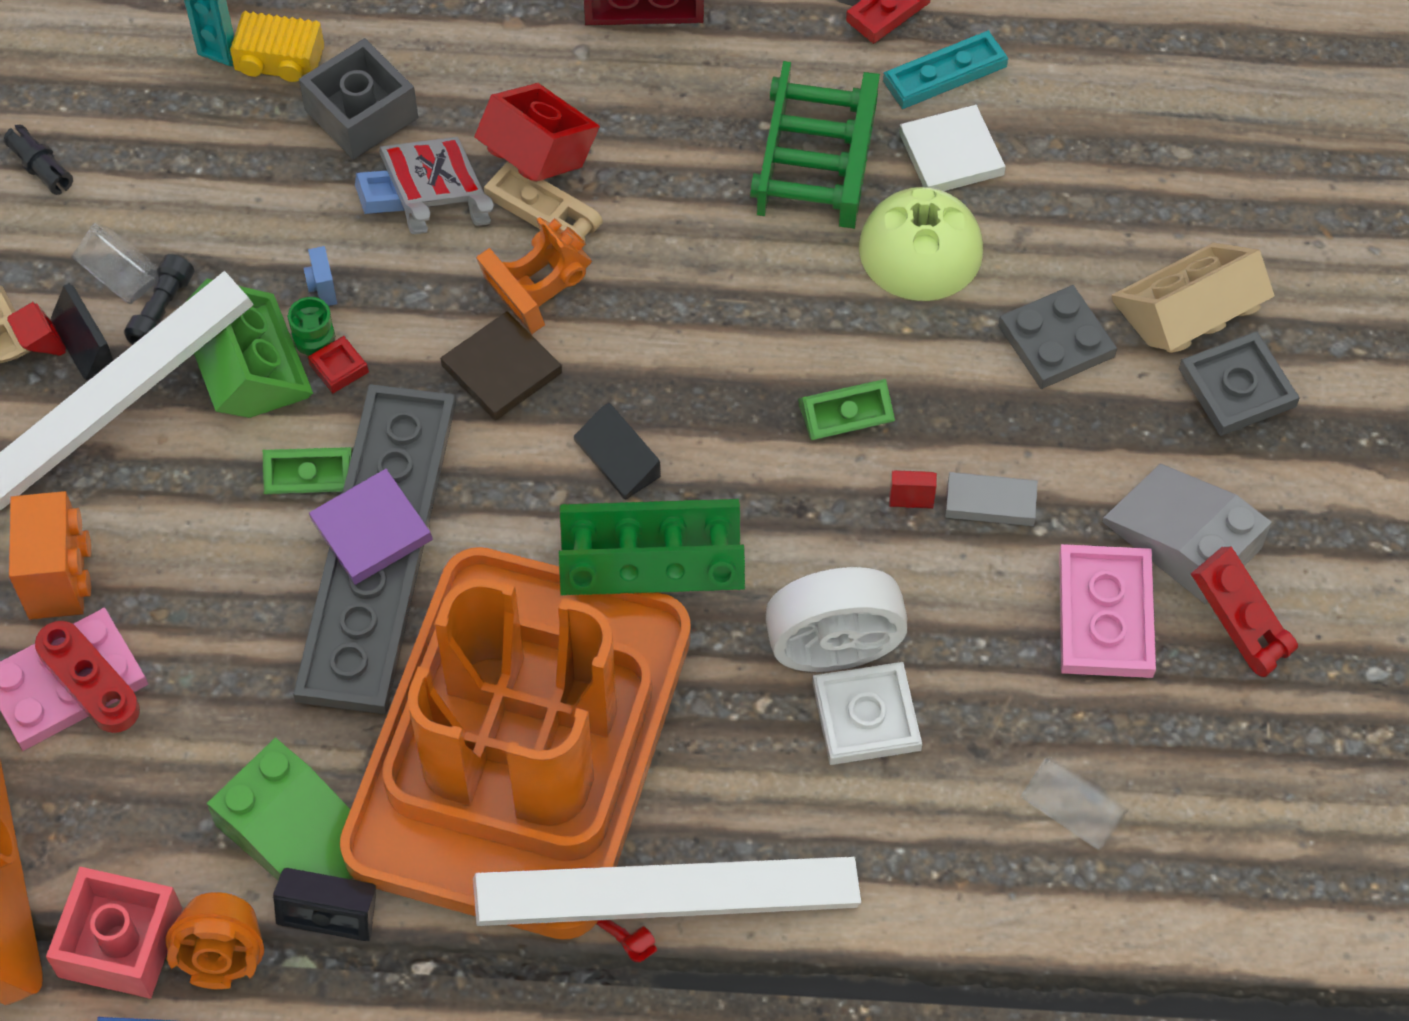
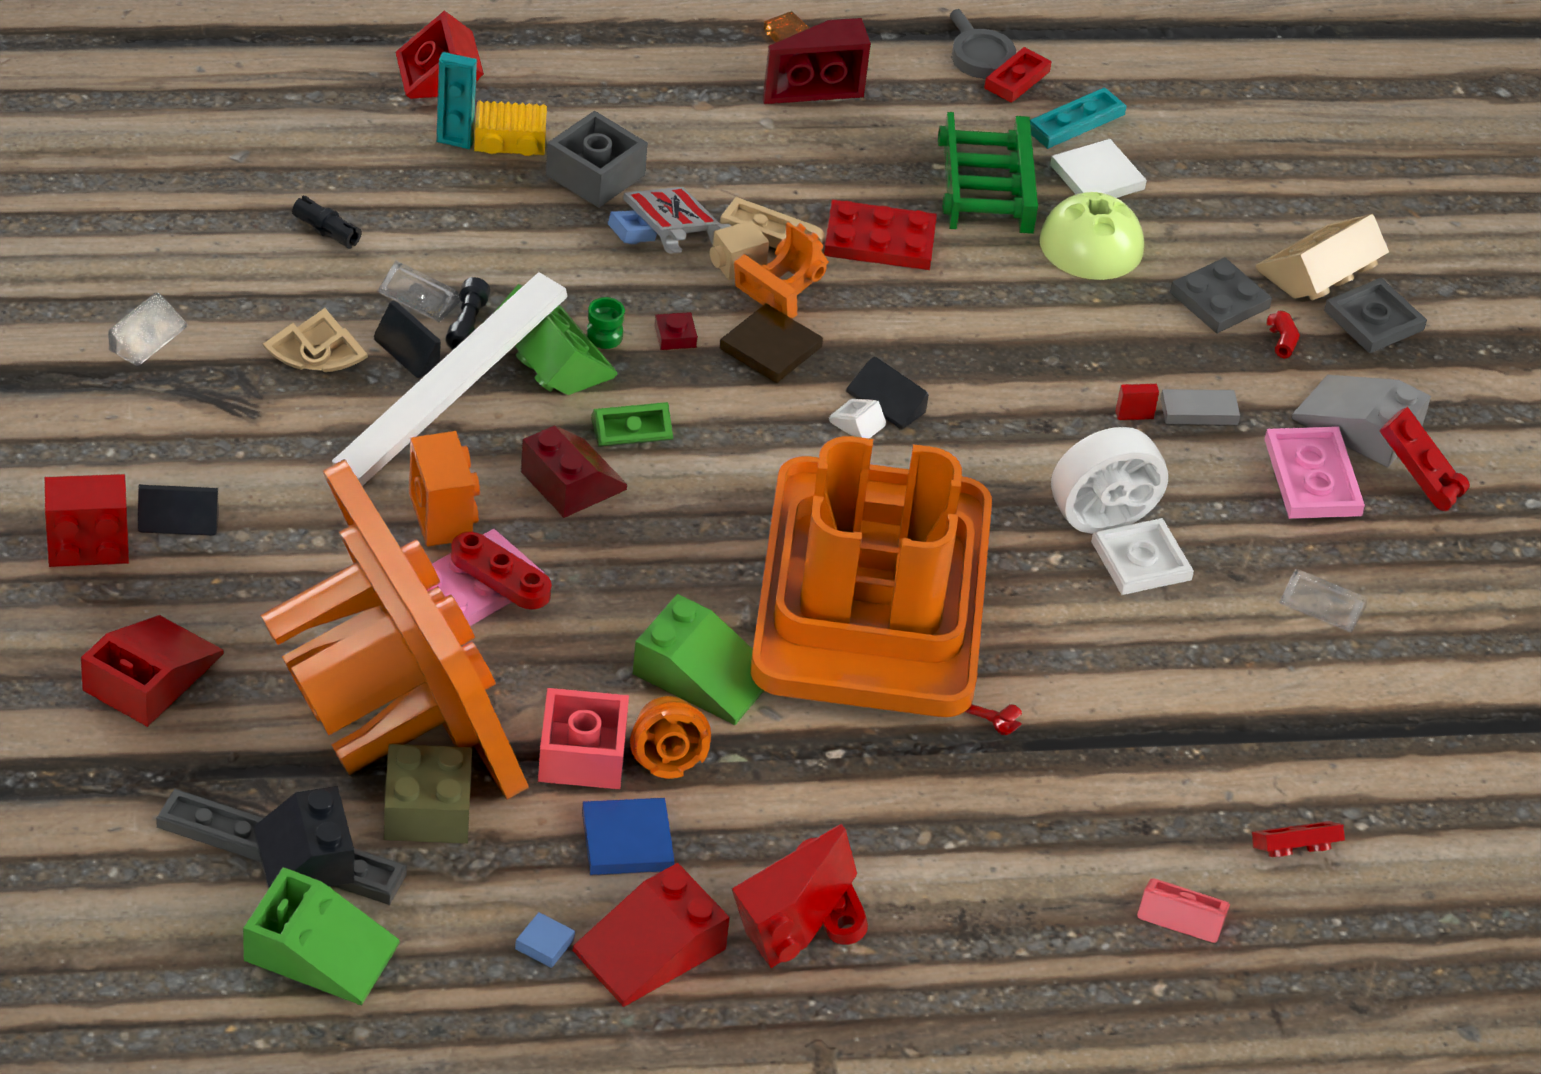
camera: 15 degrees left, 15 degrees down
(36, 330) = (373, 337): red slope -> none
(217, 530) = (568, 471): none -> dark red slope
(319, 276) = (601, 282): medium blue plate -> none
(325, 904) = (747, 711): black slope -> none
(338, 364) = (633, 351): red tile -> none
(362, 626) = (709, 473): dark grey plate -> none
(370, 526) = (703, 453): medium lavender tile -> none
(394, 339) = (675, 331): none -> dark red plate
(494, 228) = (734, 242): none -> tan brick
(536, 132) = (757, 172): red brick -> none
(577, 480) = (859, 418): none -> white slope
(651, 547) = (976, 442): green fence -> none
(665, 890) = (1025, 670): white tile -> none
(670, 220) = (880, 234): none -> red plate
(847, 409) = (1065, 354): bright green slope -> none
(1126, 398) = (1289, 334): none -> red arm

